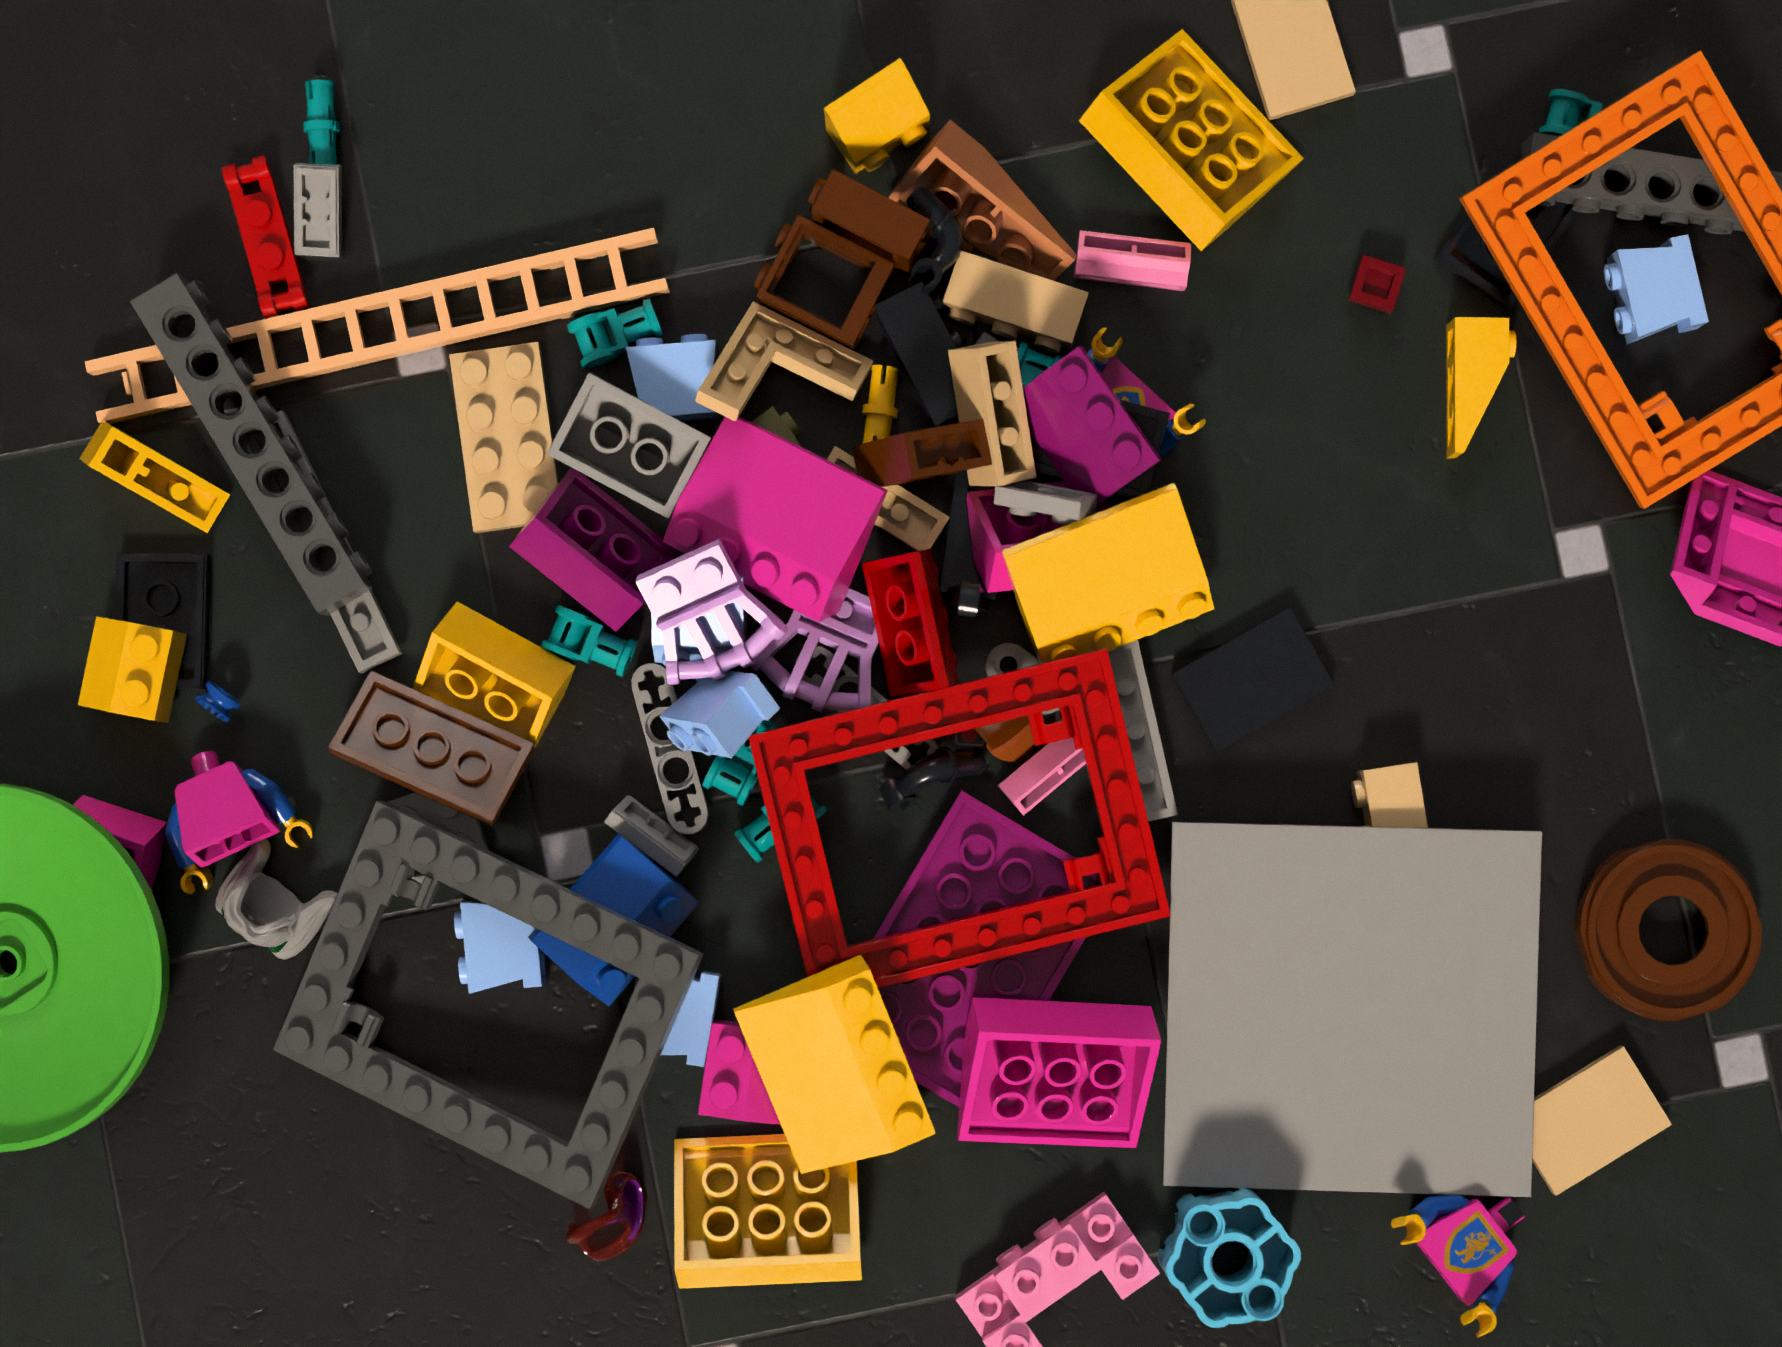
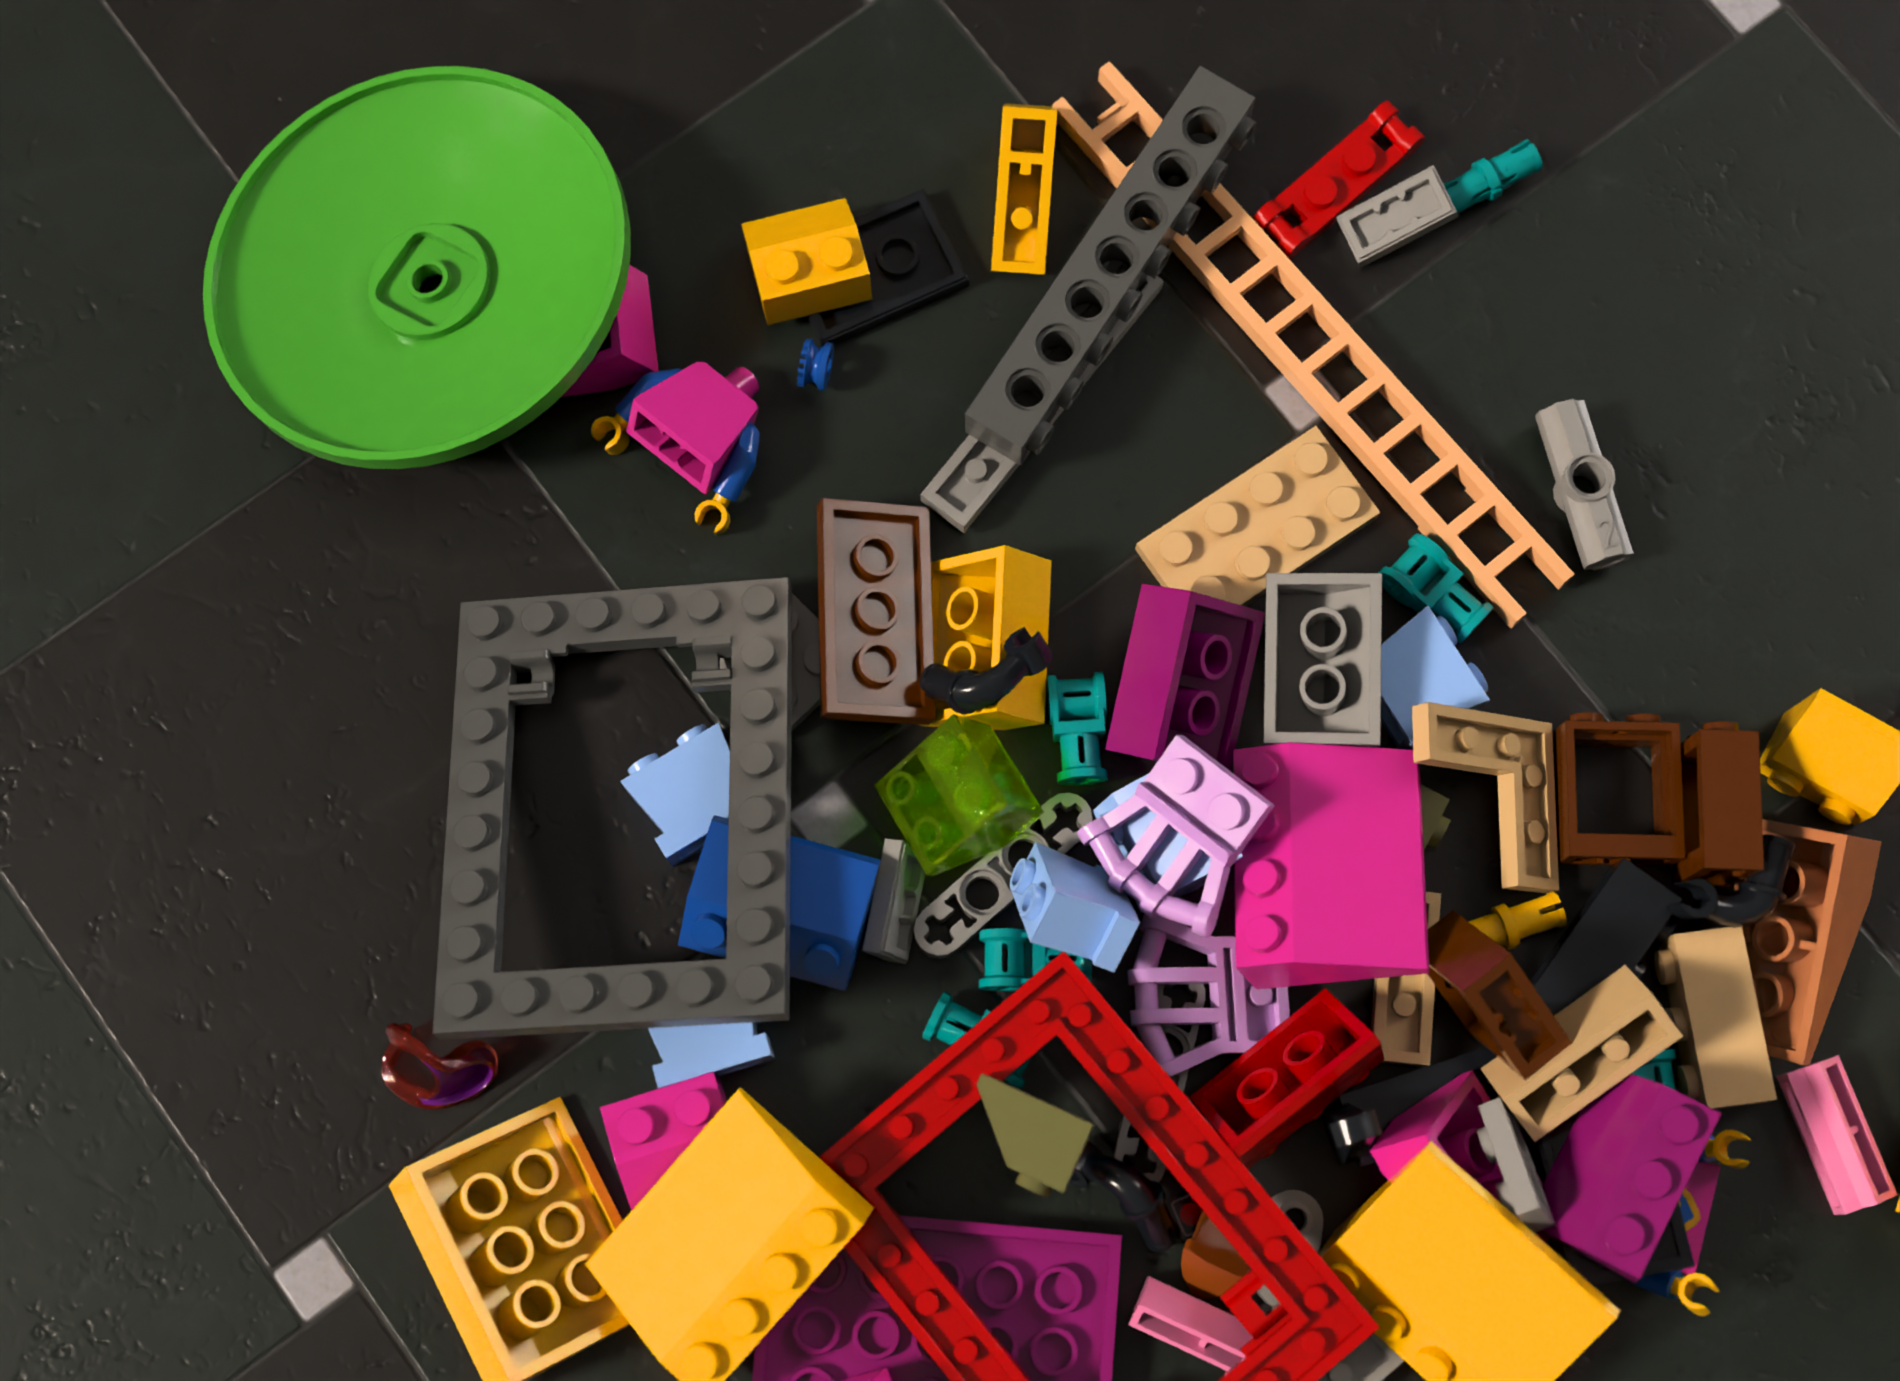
camera: 65 degrees right, 10 degrees down
(268, 911) = (611, 524): light grey hair -> none
(529, 709) = (971, 690): none -> black piece
(562, 179) = (1594, 516): none -> light grey piece
(598, 754) = (958, 796): none -> clear neon green slope
(865, 820) = (1034, 1136): none -> olive slope

